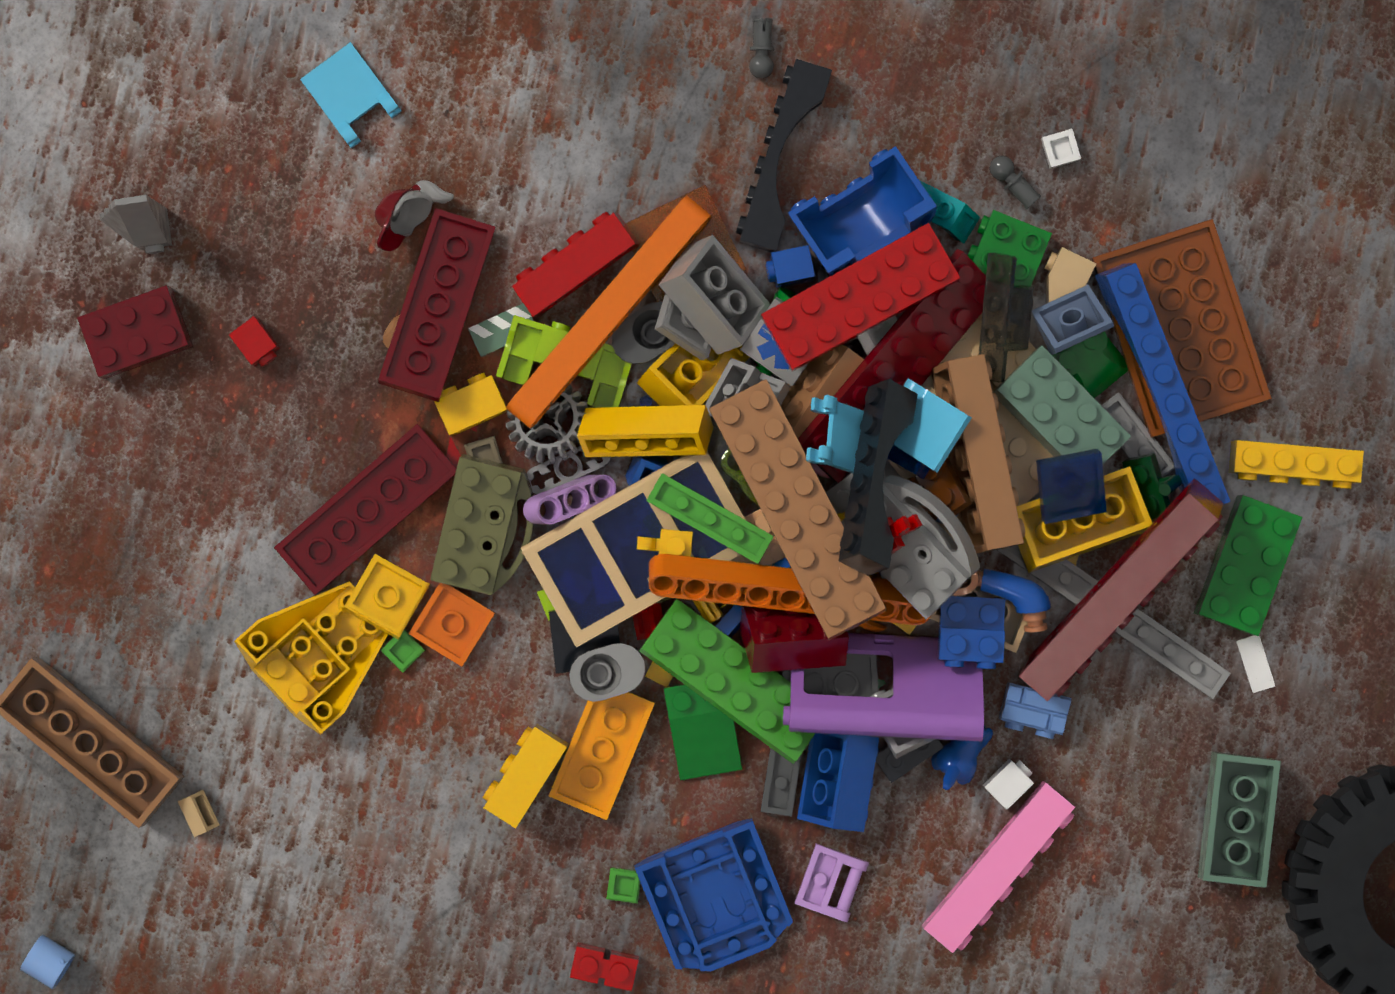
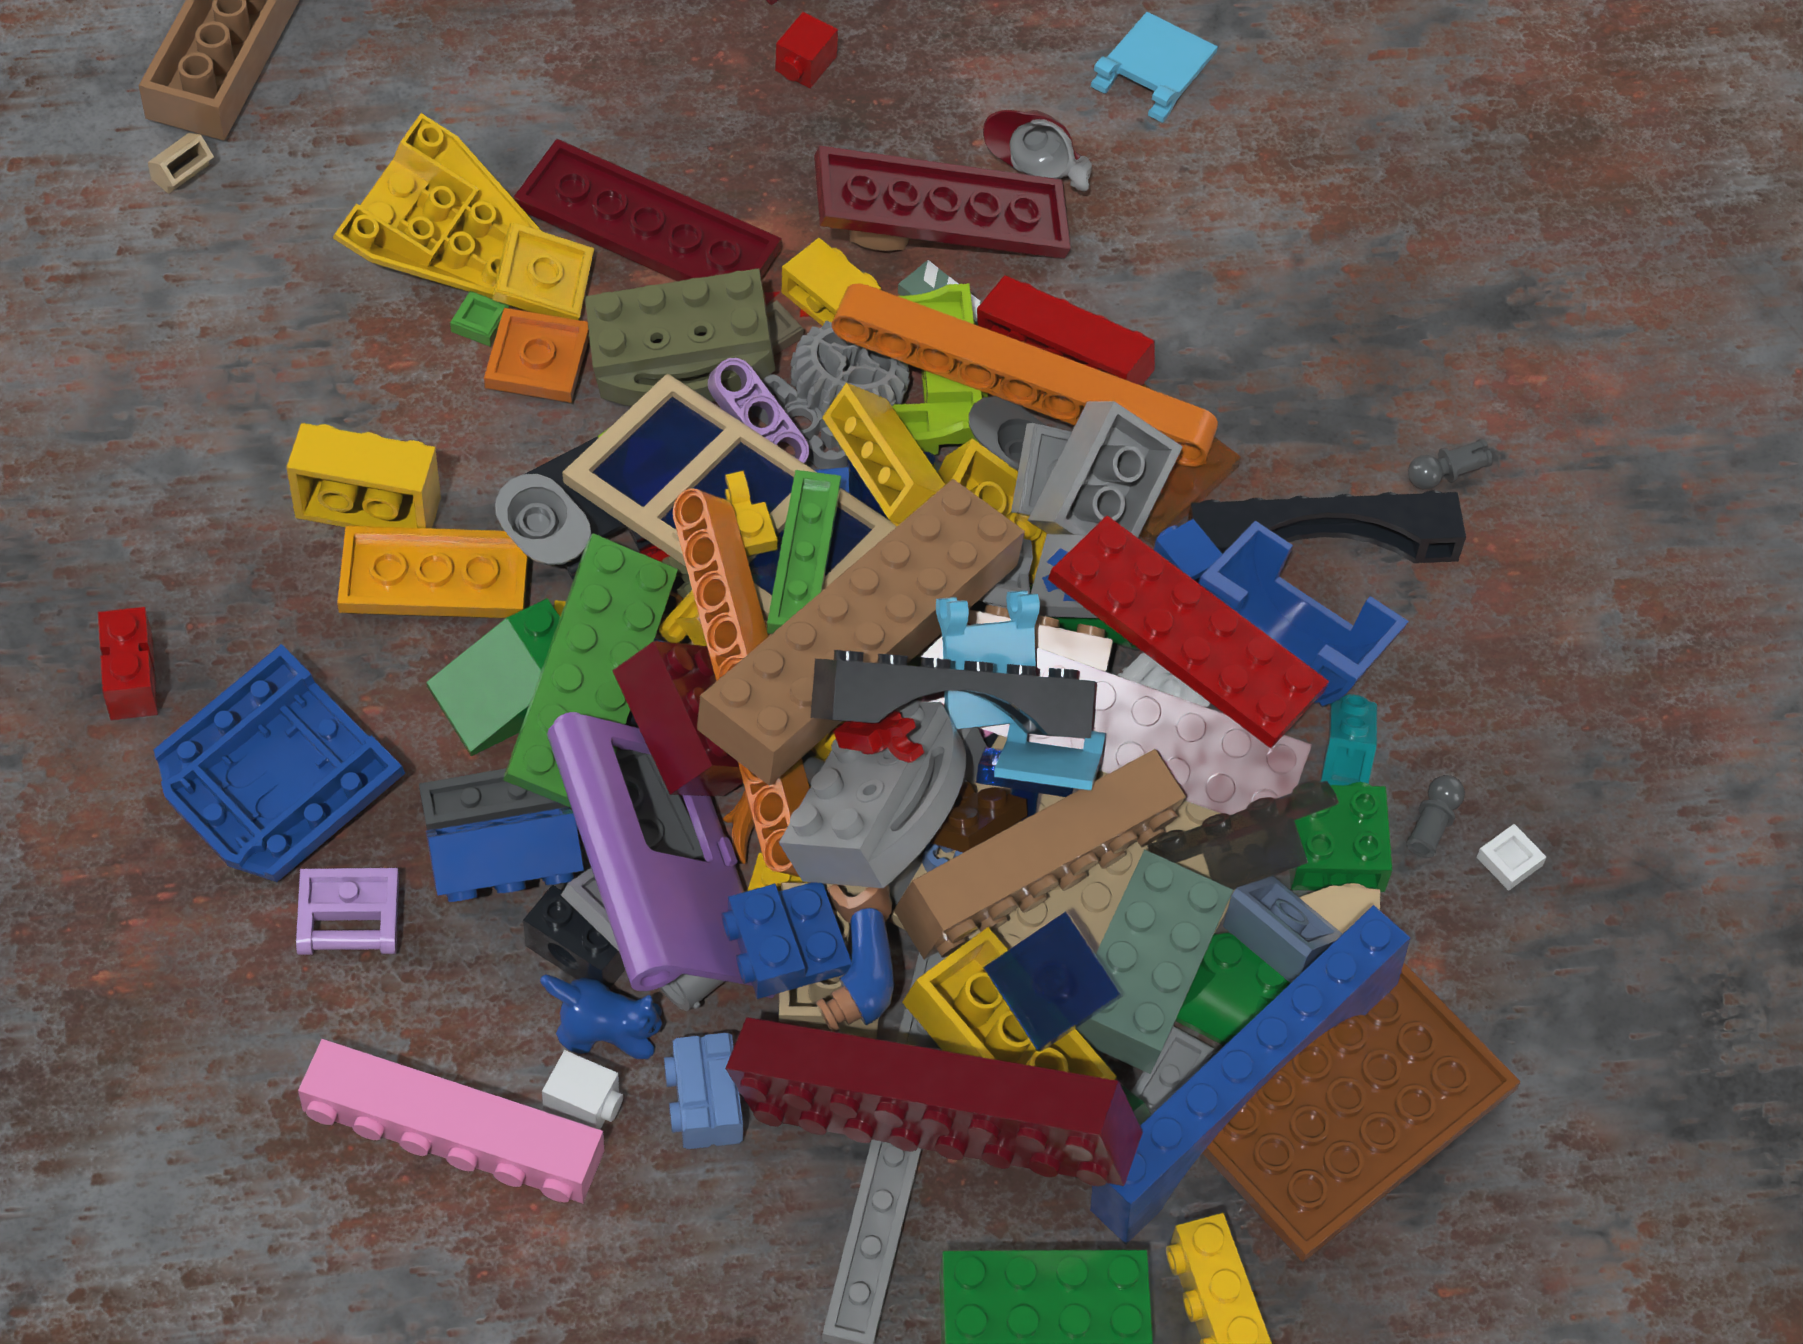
camera: 60 degrees right, 30 degrees down
(623, 885) = (246, 653): bright green tile -> none

